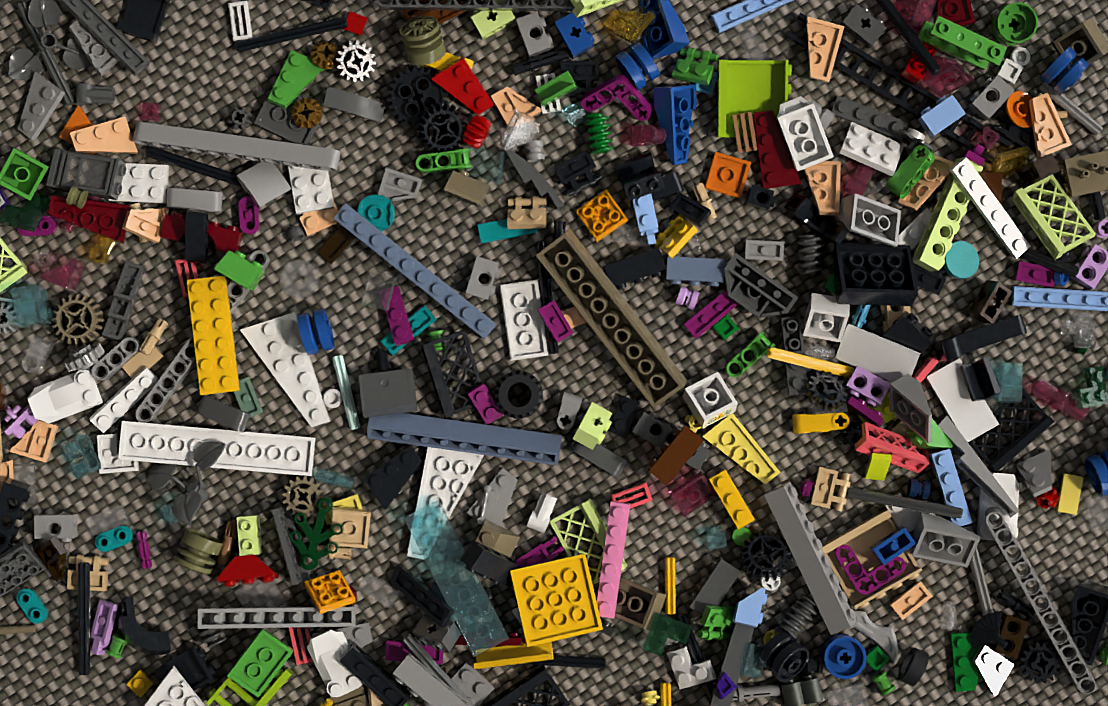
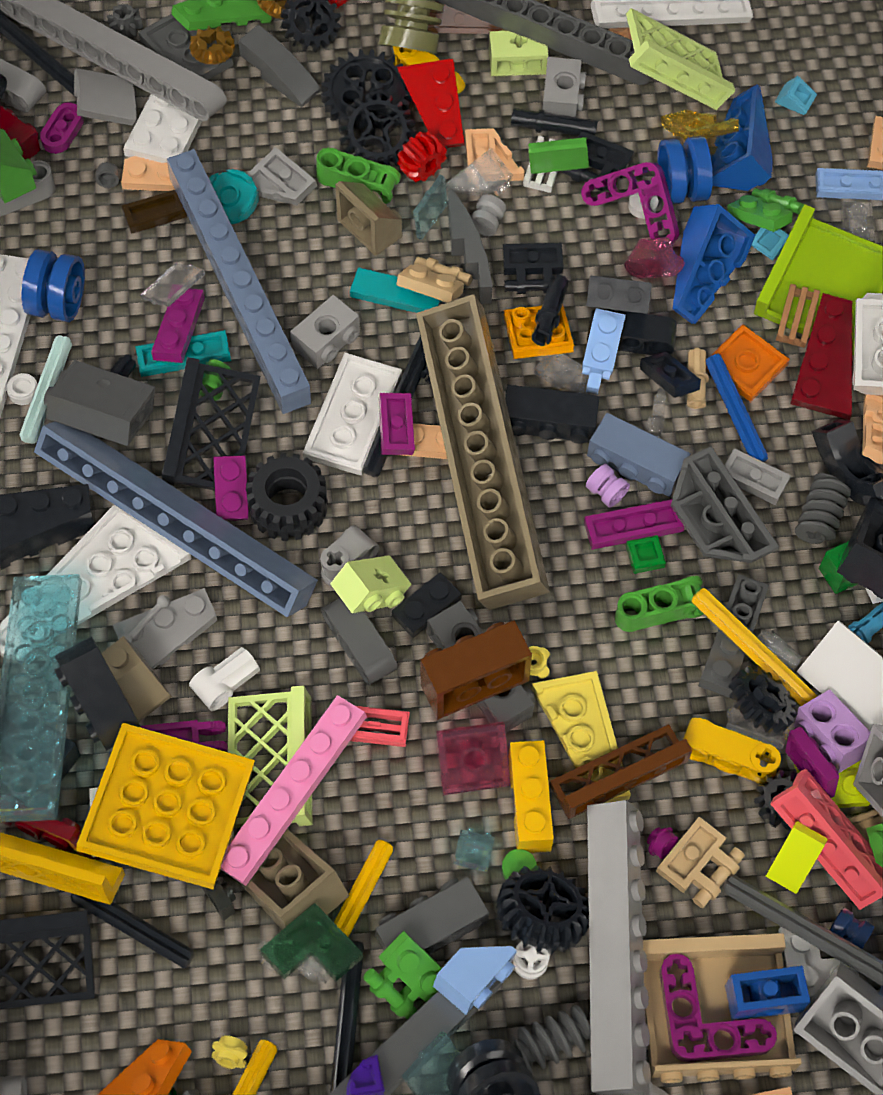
camera: 30 degrees right, 25 degrees down
(290, 273) = (77, 240): clear plate -> none
(574, 112) = (567, 195): clear light blue tile -> none
(575, 45) = (616, 111): blue brick -> none
(598, 133) = (588, 231): green piece -> none
(606, 213) = (548, 316): none -> black pin
(675, 236) = (632, 395): yellow plate -> none
(688, 673) = (315, 1043): white plate -> none
(710, 400) = (571, 630): white brick -> none
(735, 212) = (736, 407): none -> blue axle
(752, 198) = (781, 395): black brick -> none
(778, 465) = (624, 777): none -> reddish brown fence
(825, 318) = (809, 597): white brick -> none

